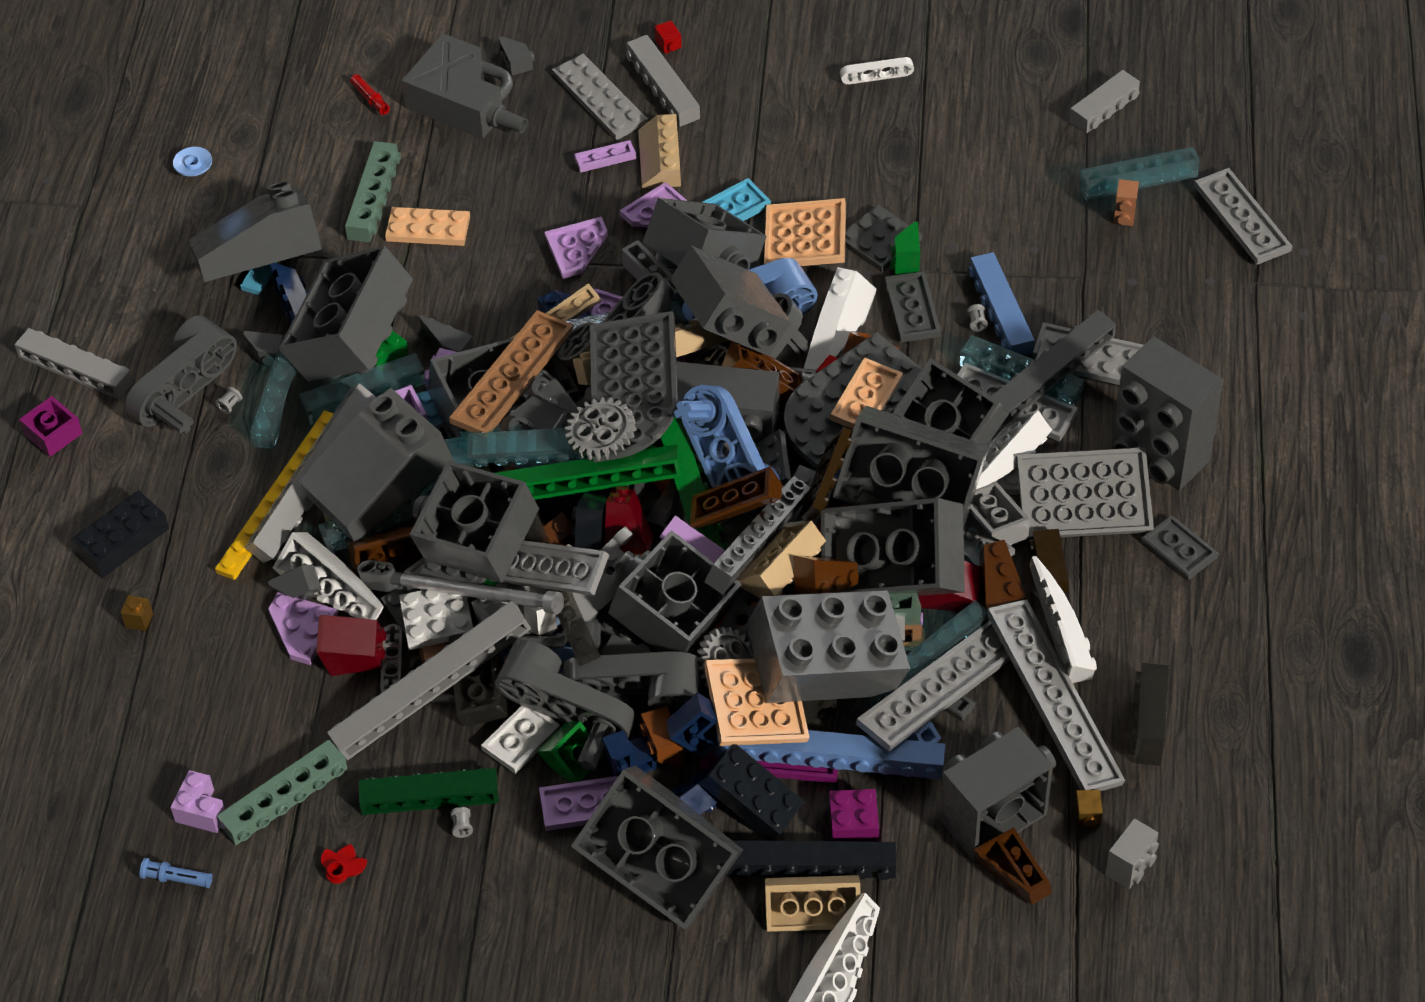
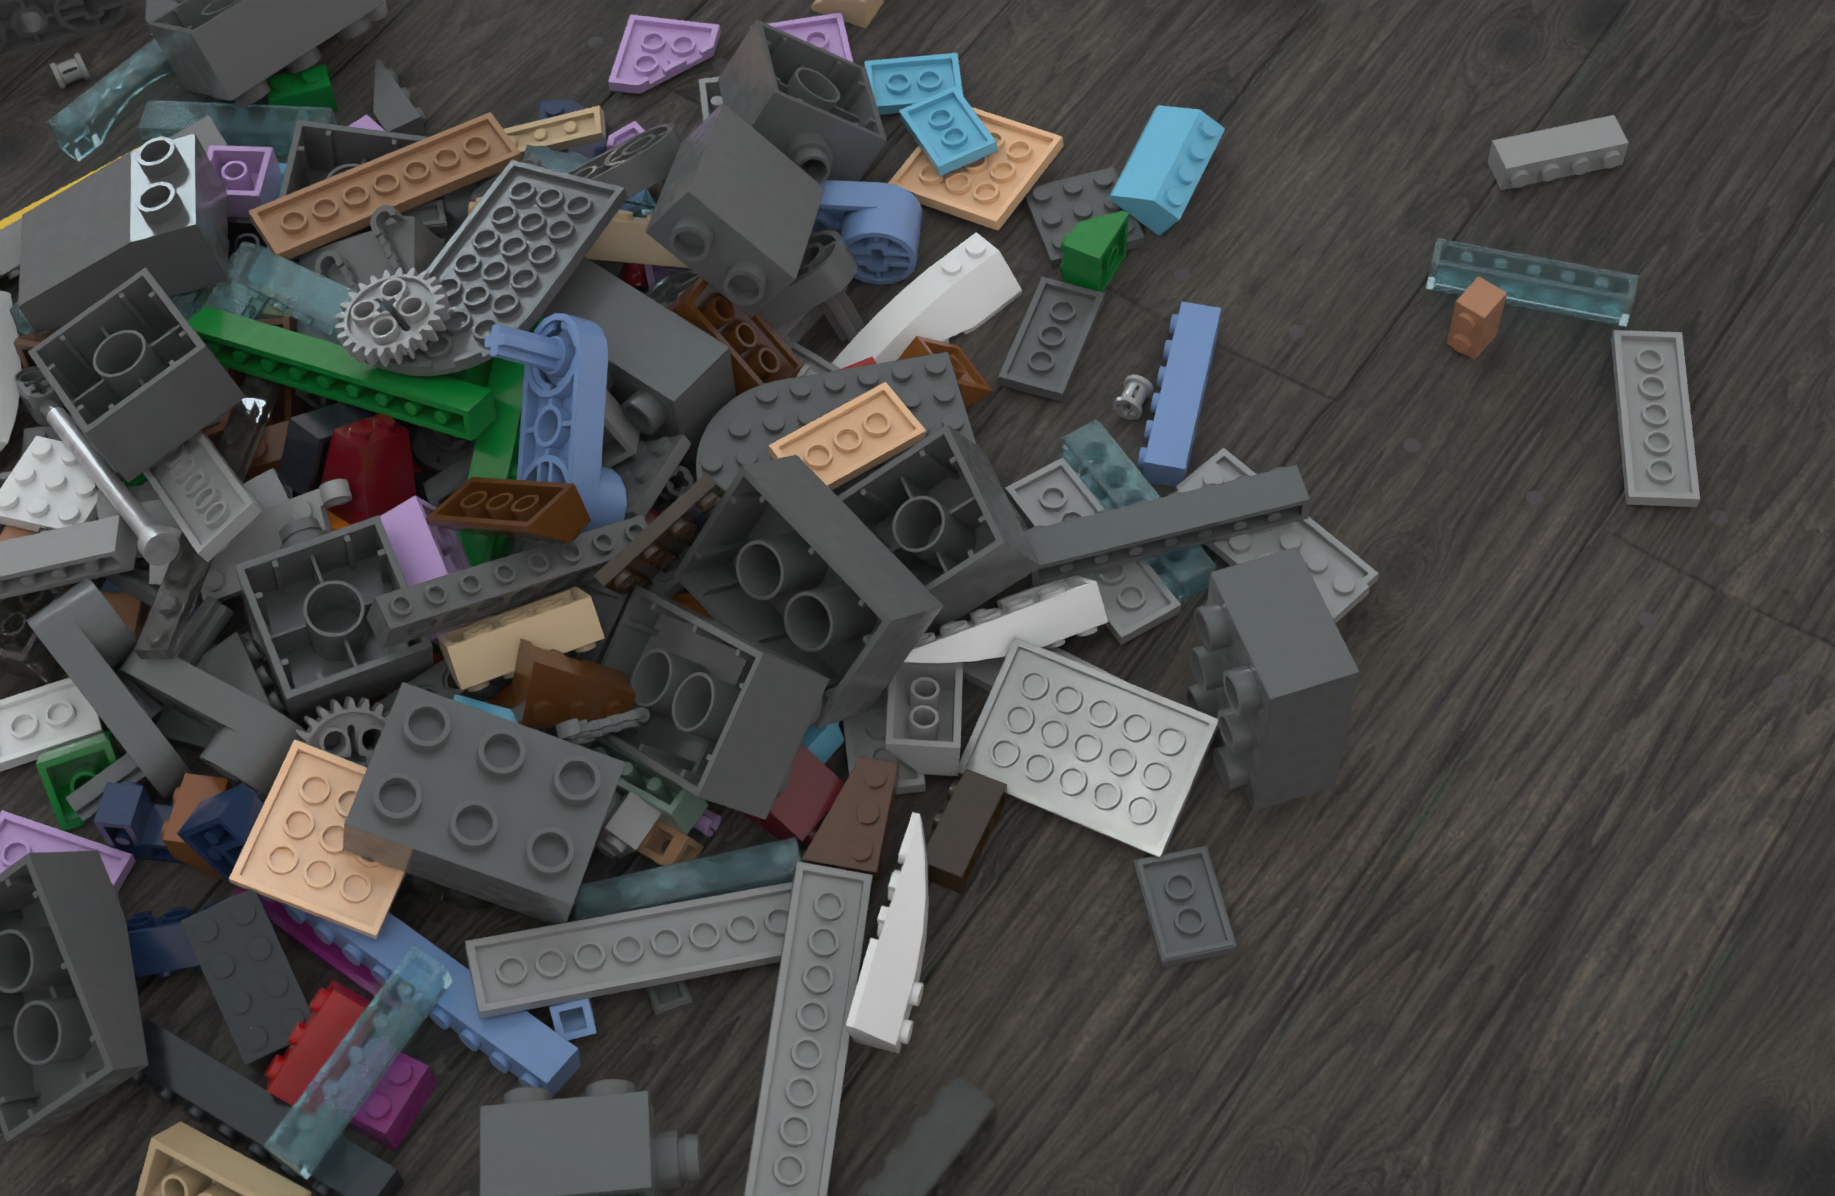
camera: 30 degrees right, 5 degrees up
(780, 220) = (948, 131): none -> medium azure plate
(814, 805) = (314, 1041): none -> red brick
(850, 796) = (358, 1063): none -> clear light blue brick
(855, 583) = (586, 732): none -> dark grey piece
(911, 190) = (1166, 166): none -> medium azure slope

